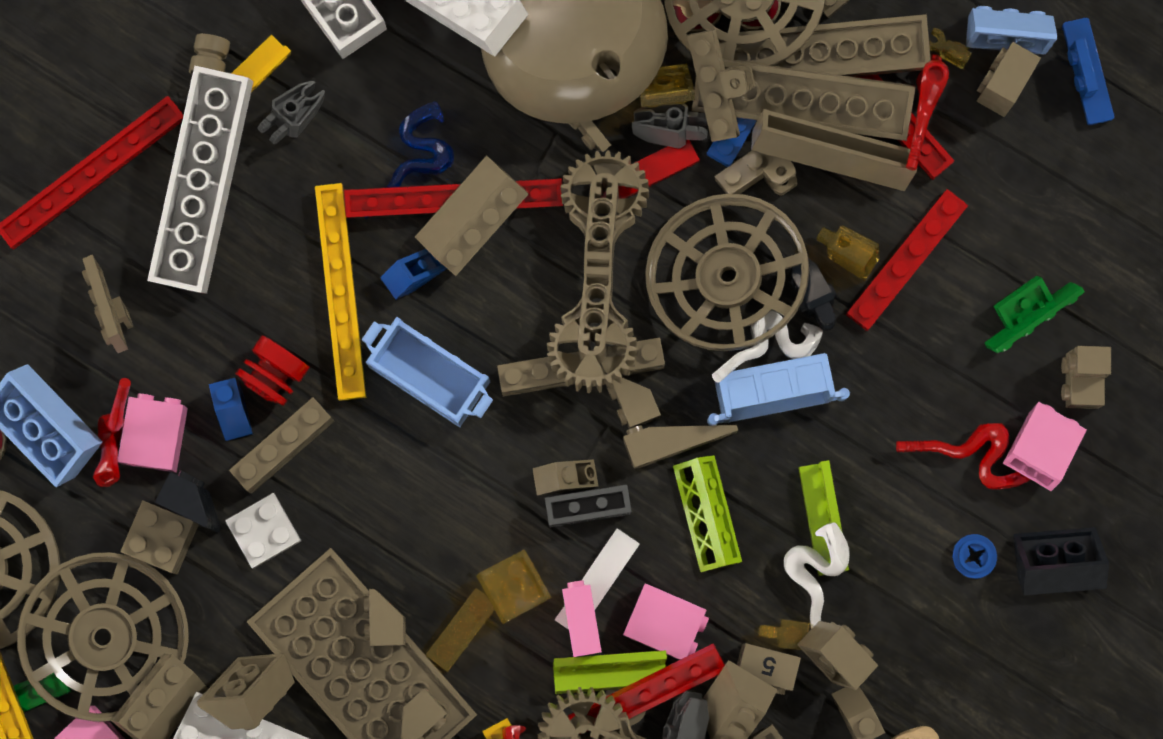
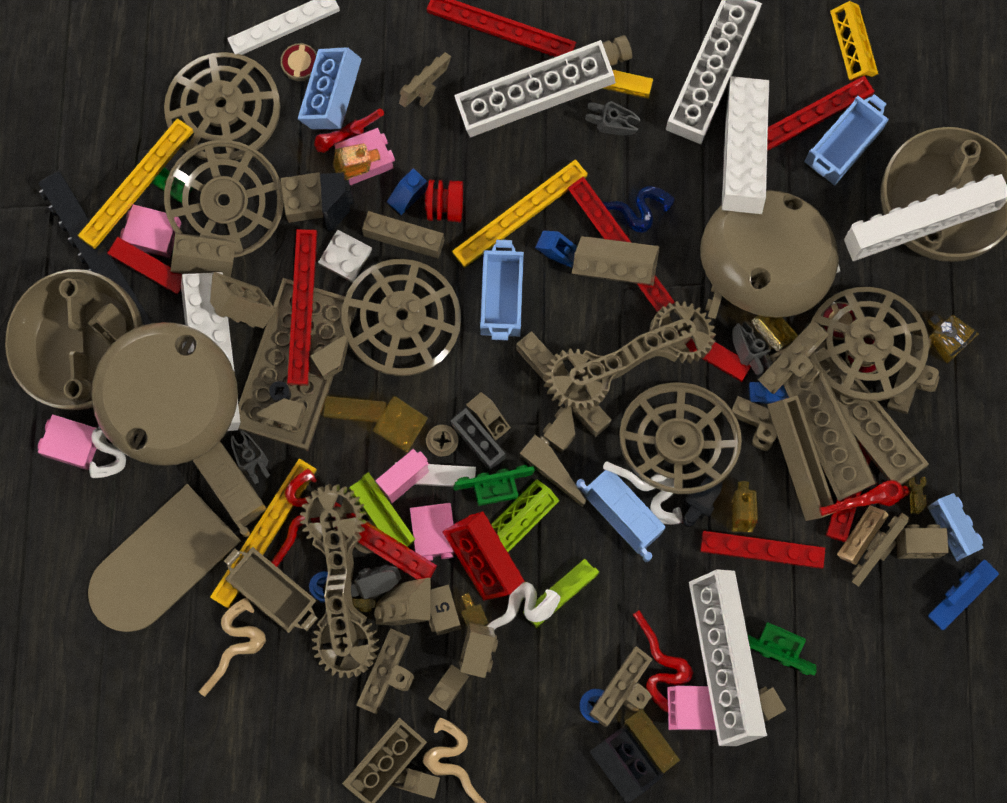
camera: 60 degrees right, 5 degrees down
(157, 450) = (354, 160): none -> clear yellow torso
(299, 619) = (302, 307): none -> red plate
(377, 525) = (398, 328): none -> dark tan dish
(394, 707) = (277, 394): none -> black wheel
(574, 546) = (436, 433): none -> dark tan gear
(657, 519) = (494, 487): none -> green bracket
(733, 582) = (483, 556): none -> red slope
(958, 138) = (862, 534): none -> tan plate
(976, 513) = (624, 689): none -> dark tan plate
(985, 129) = (879, 548): none -> dark tan plate
(1014, 376) = (727, 658): none -> white brick
(1050, 517) = (652, 740): none -> clear yellow plate

